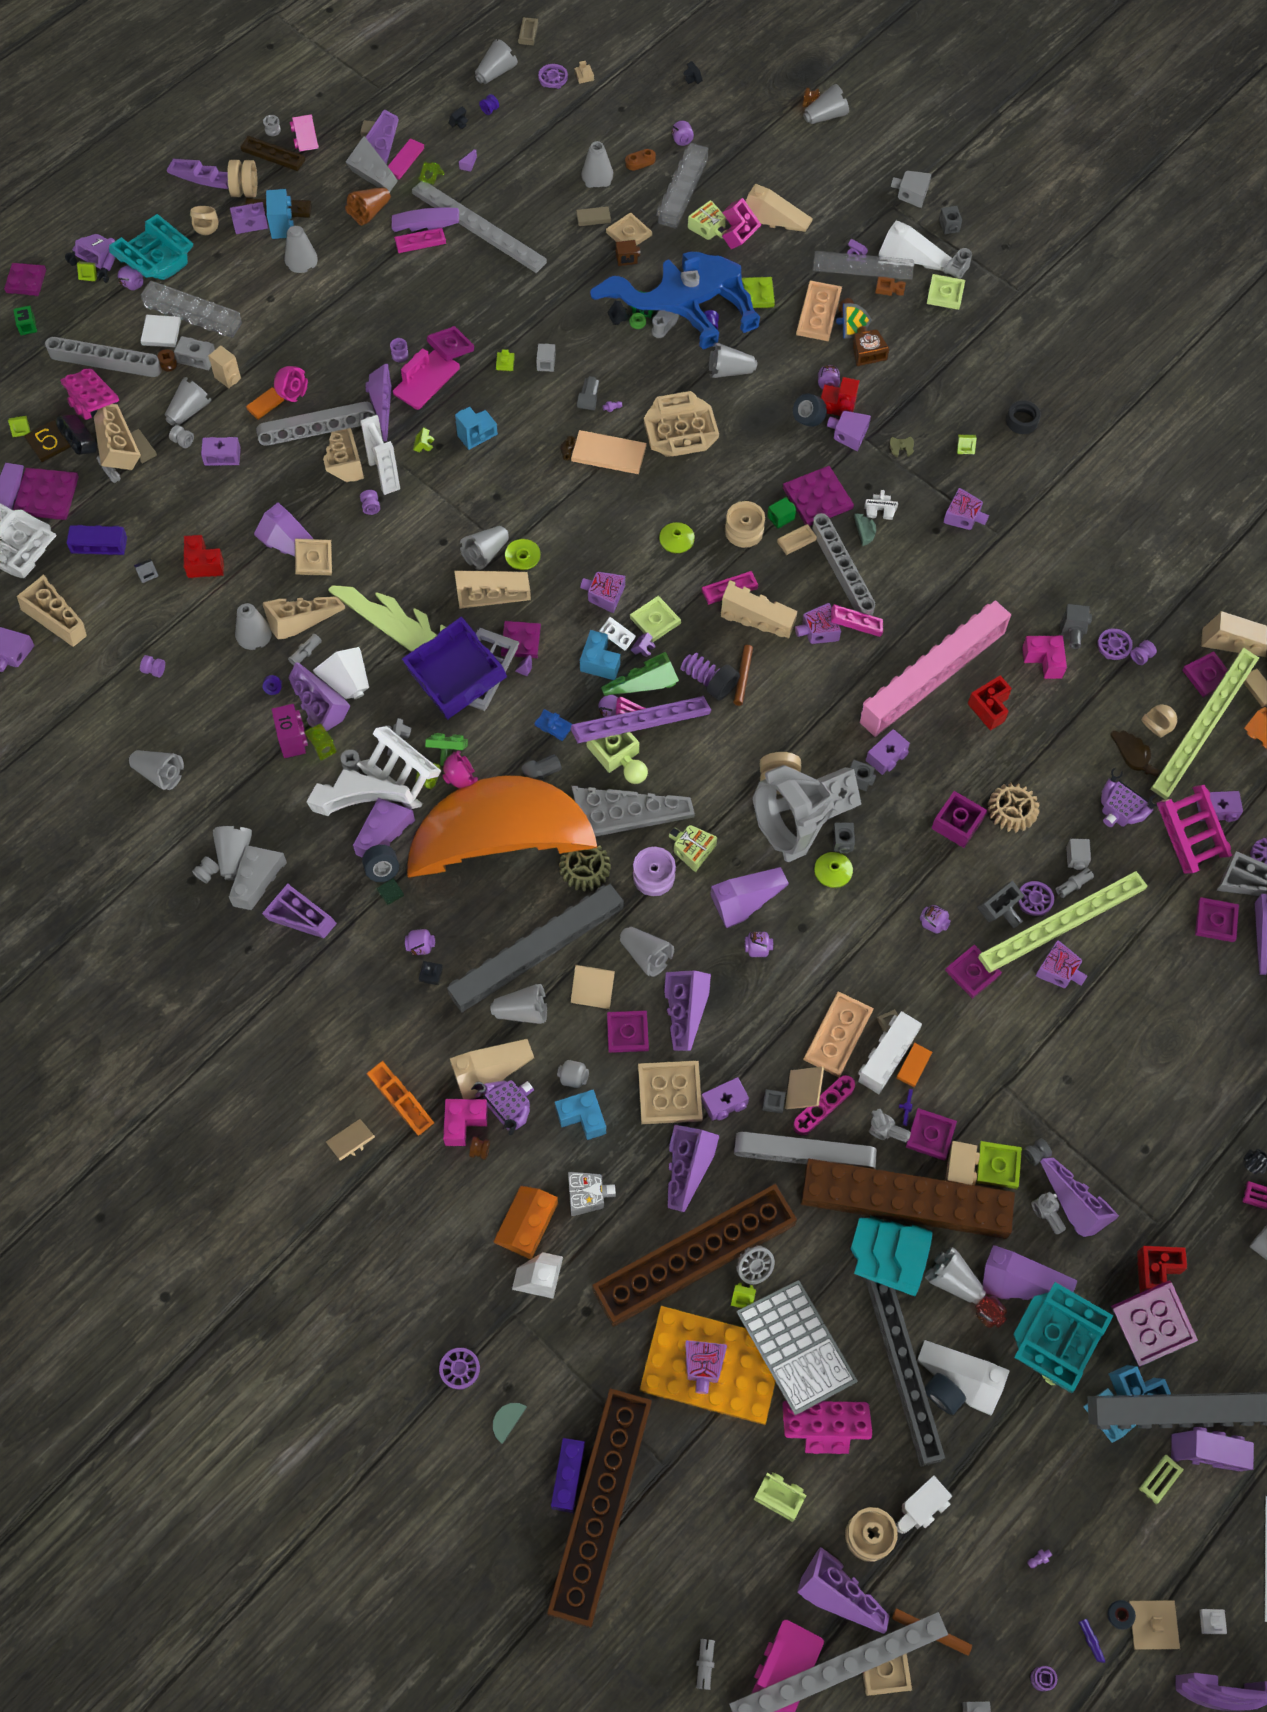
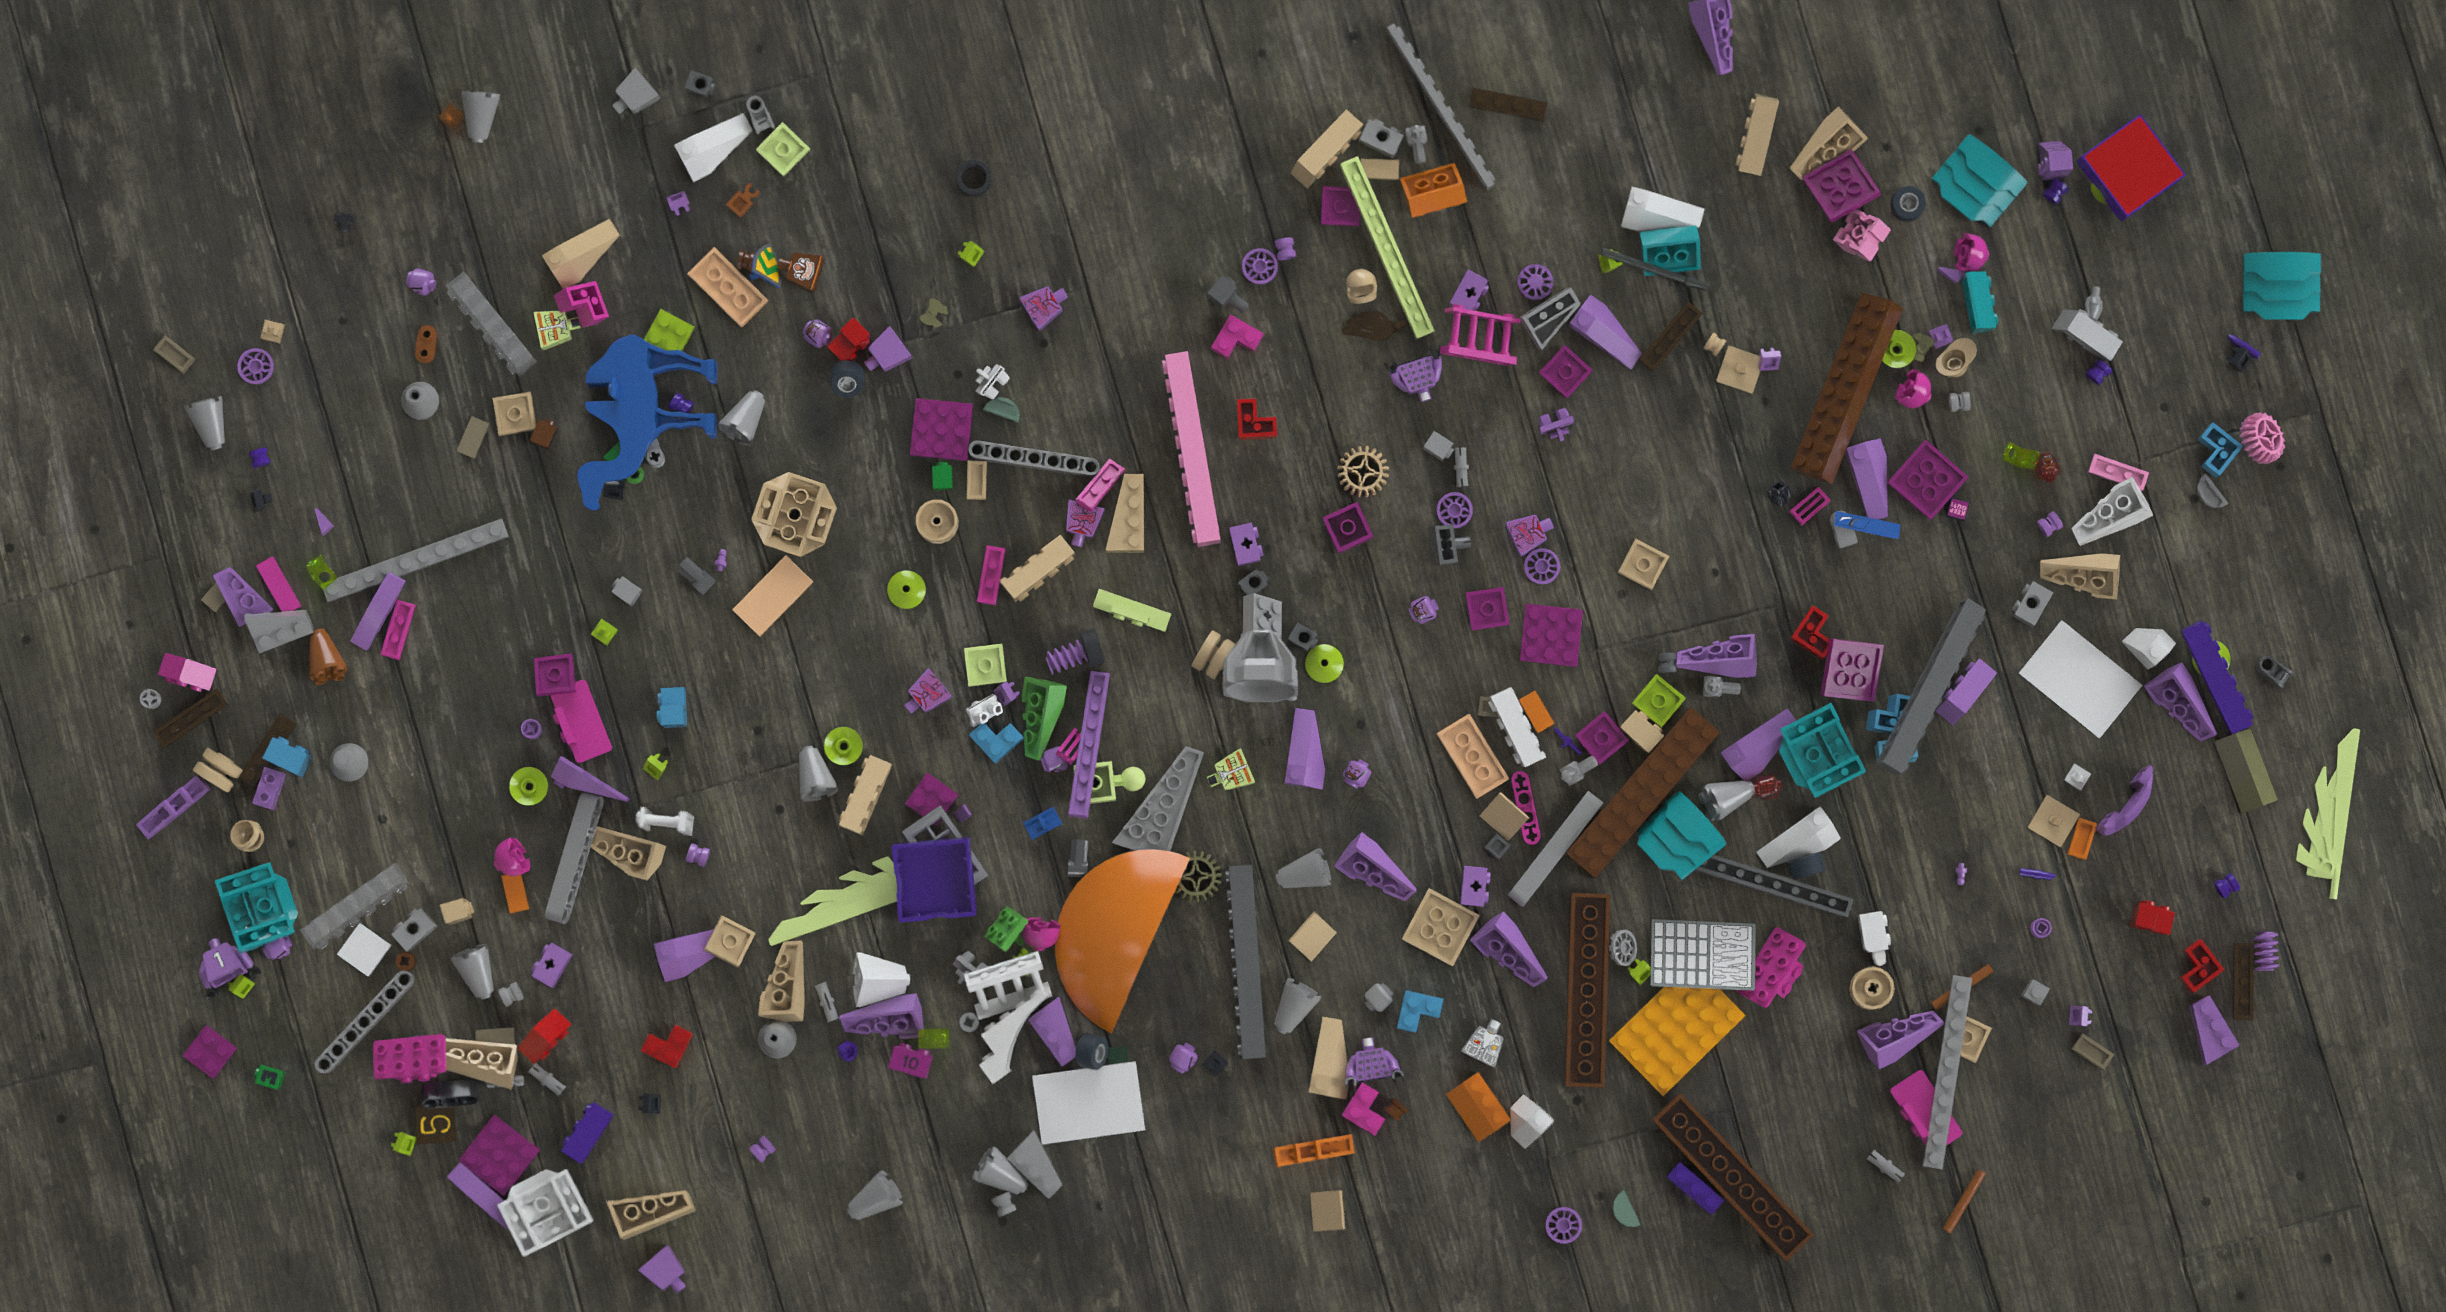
camera: 60 degrees left, 20 degrees up
(126, 493) = (547, 1079): none -> light grey pin
(161, 468) = (544, 1036): none -> red brick
(299, 913) = (1096, 1145): medium lavender wedge -> none
(338, 887) = (1088, 1103): none -> white sticker
(352, 364) = (521, 779): none -> lime dish
(567, 446) = (744, 633): dark brown arm -> none
(627, 1031) = (1367, 930): magenta plate -> none
(654, 871) = (1233, 831): lavender wheel -> none
(690, 278) = (627, 398): light grey tile -> none
(704, 1363) = (1676, 1036): medium lavender torso -> none
(744, 670) = (1090, 621): dark orange piece -> none
(773, 700) = (1132, 610): none -> yellowish green bracket
(780, 1496) = (1804, 1038): yellowish green hinge -> none
(846, 655) = (1128, 521): none -> tan wedge
(863, 265) = (705, 211): clear brick -> none
(988, 1039) = (1551, 635): none -> magenta plate
(1041, 996) = (1542, 566): none -> medium lavender wheel
(1062, 922) = (1491, 504): yellowish green plate -> none
(1106, 1081) = (1643, 564): none -> tan tile
(1129, 1611) = (2033, 833): black wheel -> none
(1150, 1493) = (1954, 746): yellowish green tile -> none
(1158, 1667) = (2082, 839): none -> orange tile
(1167, 938) = (1563, 420): none -> medium lavender hips

